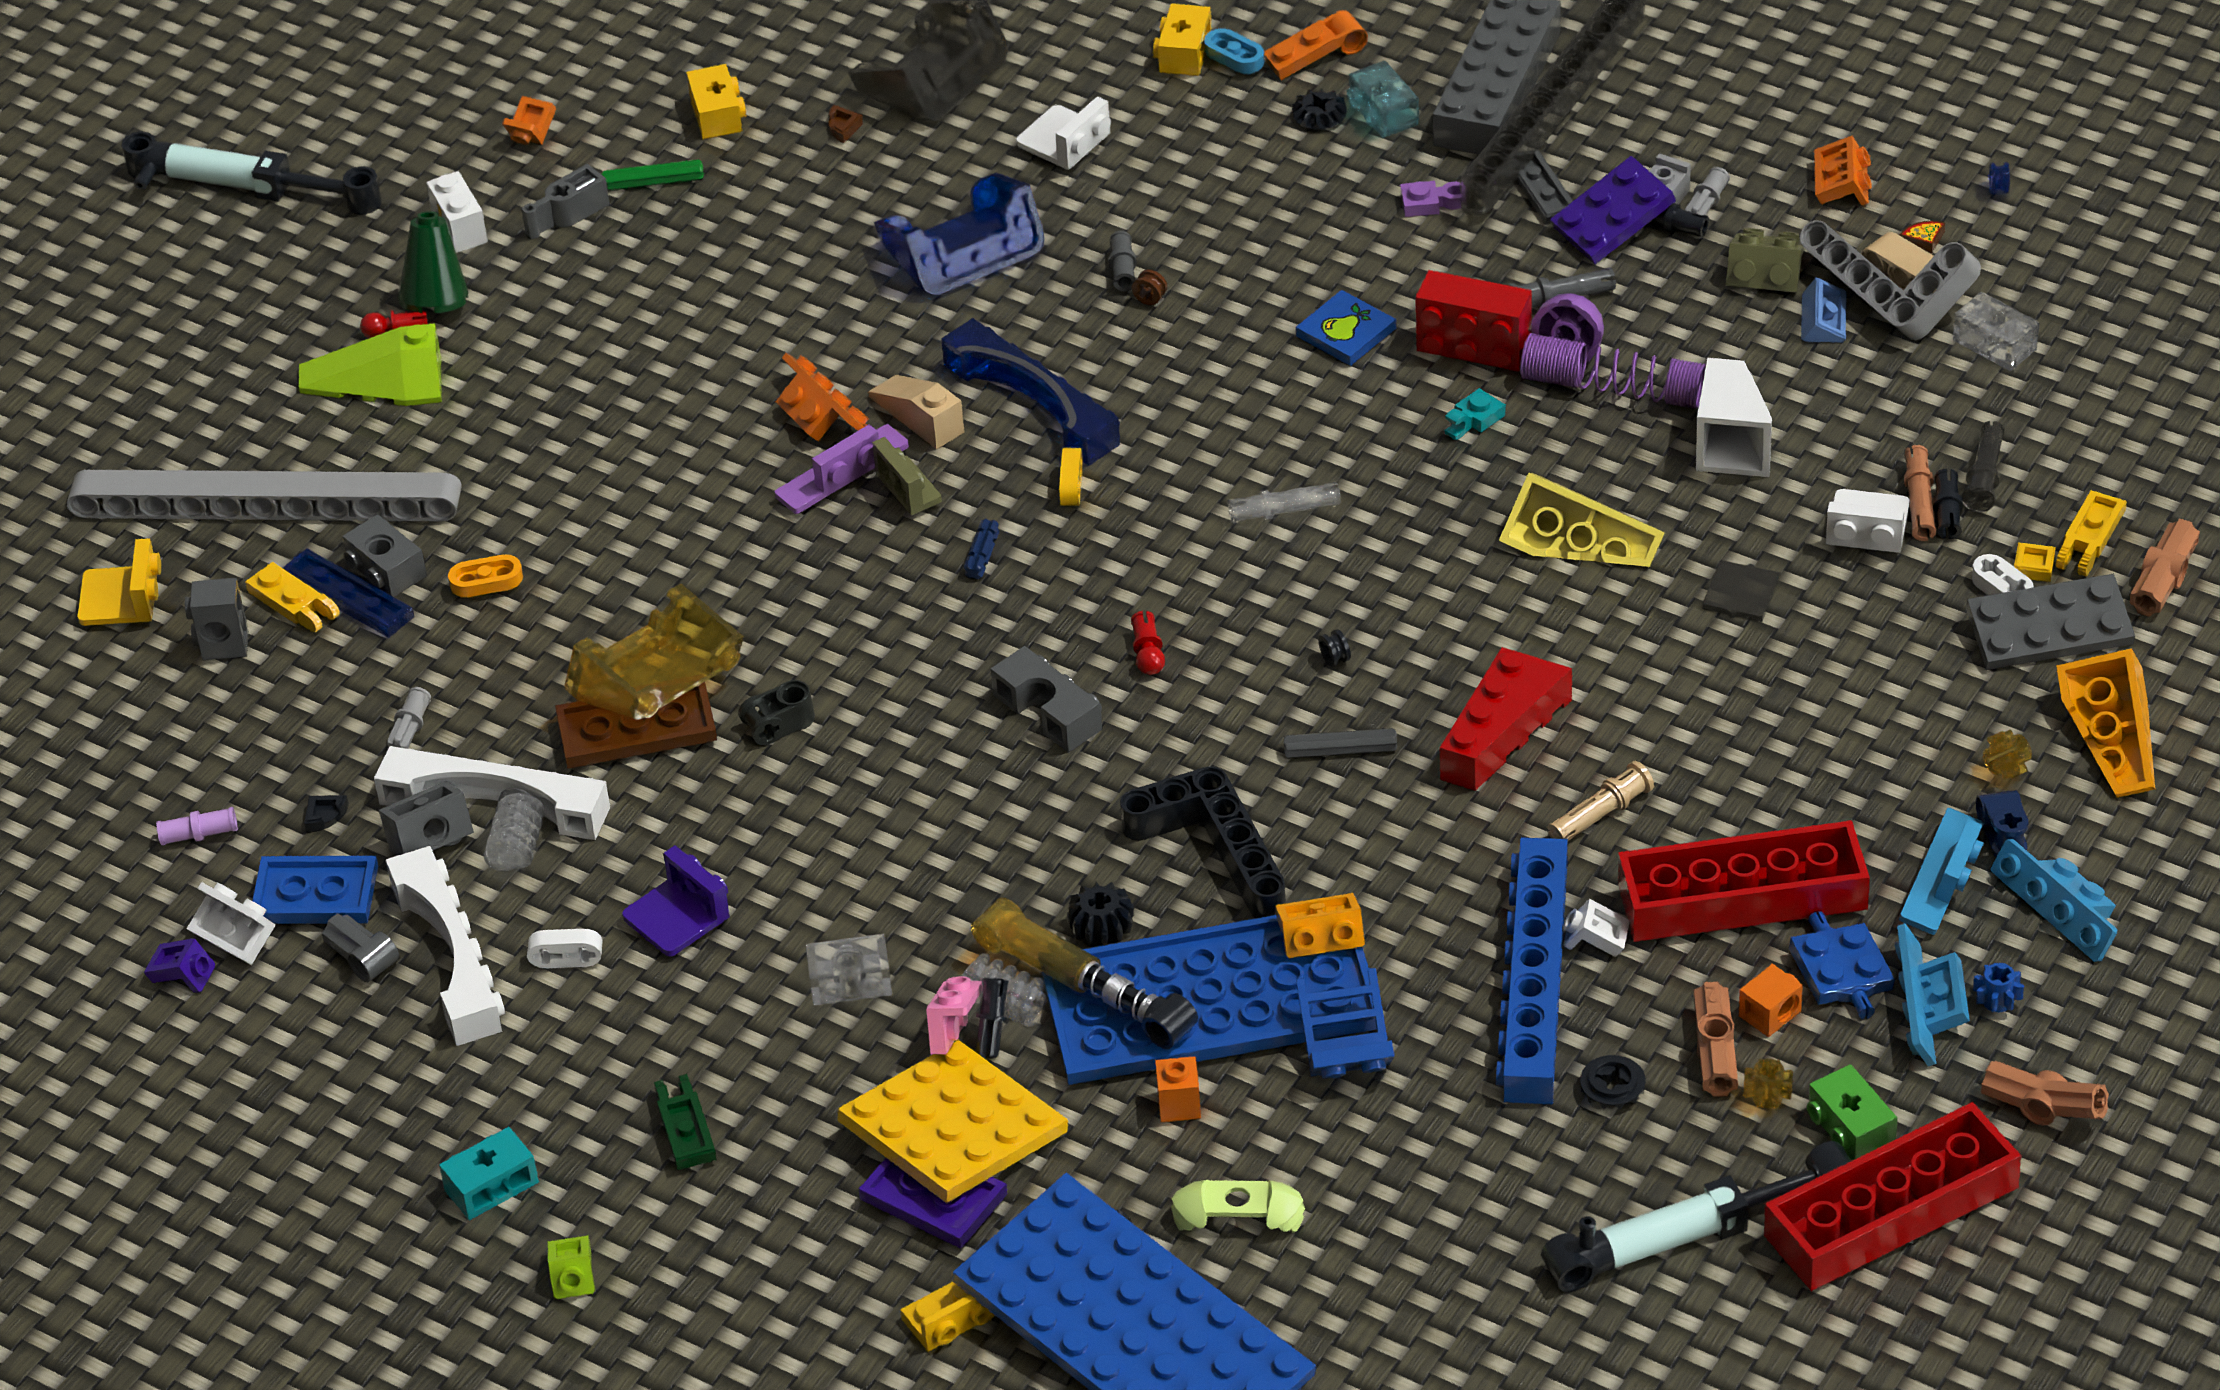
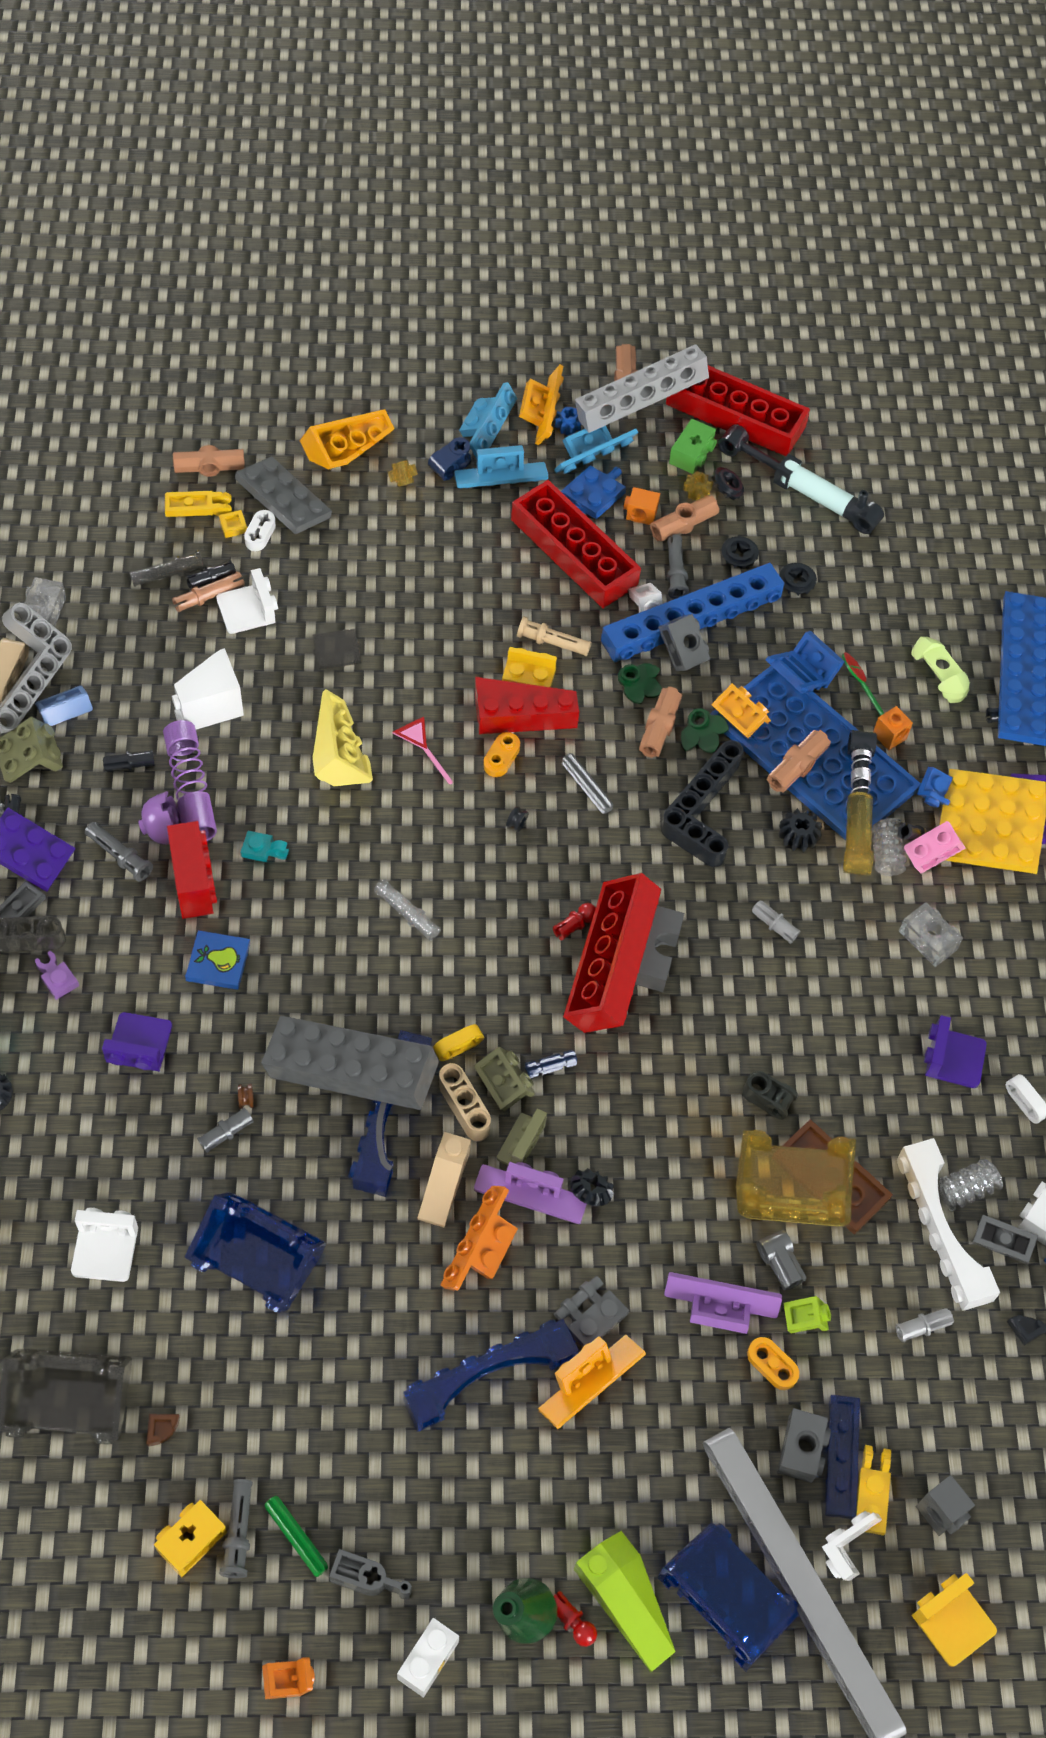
camera: 130 degrees left, 15 degrees up
(251, 519) = (839, 1561): none -> white bracket
(304, 416) = (730, 1593): none -> clear blue windscreen
(503, 626) = (807, 1314): none -> lime bracket
(578, 557) = (722, 1303): none -> medium lavender bracket
(602, 627) = (778, 1252): none -> dark grey piece
(604, 427) = (588, 1376): none -> light orange bracket
(659, 464) = (598, 1319): none -> dark grey plate
(664, 408) = (547, 1346): none -> clear blue arch
(682, 131) = (234, 1544): none -> dark grey pin
(800, 529) = (581, 1188): none -> black gear
(992, 452) = (464, 1113): none -> tan beam
(993, 829) = (775, 921): none -> light grey axle
(994, 499) = (504, 1078): none -> olive bracket
(1045, 1079) = (934, 787): none -> blue bracket
(1064, 634) = (612, 953): none -> red brick
(1106, 355) = (350, 1062): none -> dark grey brick
(1195, 942) = (798, 761): none -> nougat piece
(1279, 226) = (138, 1042): none -> dark purple bracket
(1305, 1100) = (858, 673): none -> piece
(1332, 884) = (704, 735): none -> dark green plate
(1377, 852) = (660, 722): none -> nougat piece
(1447, 679) = (502, 752): none -> light orange plate
(1462, 865) = (642, 682): none -> dark green plate
(1478, 914) = (673, 636): none -> dark grey brick
(1523, 1114) = (794, 570): none -> black gear
(1548, 614) = (416, 734): none -> bright pink piece
(1561, 759) = (529, 667): none -> yellow bracket
(1616, 984) = (677, 574): none -> dark grey pin
(1691, 336) = (128, 761): none -> black axle
(1728, 1116) = (721, 477): none -> black gear
(1973, 1049) = (642, 388): none -> light grey brick
(2060, 967) = (540, 403): none -> light orange bracket

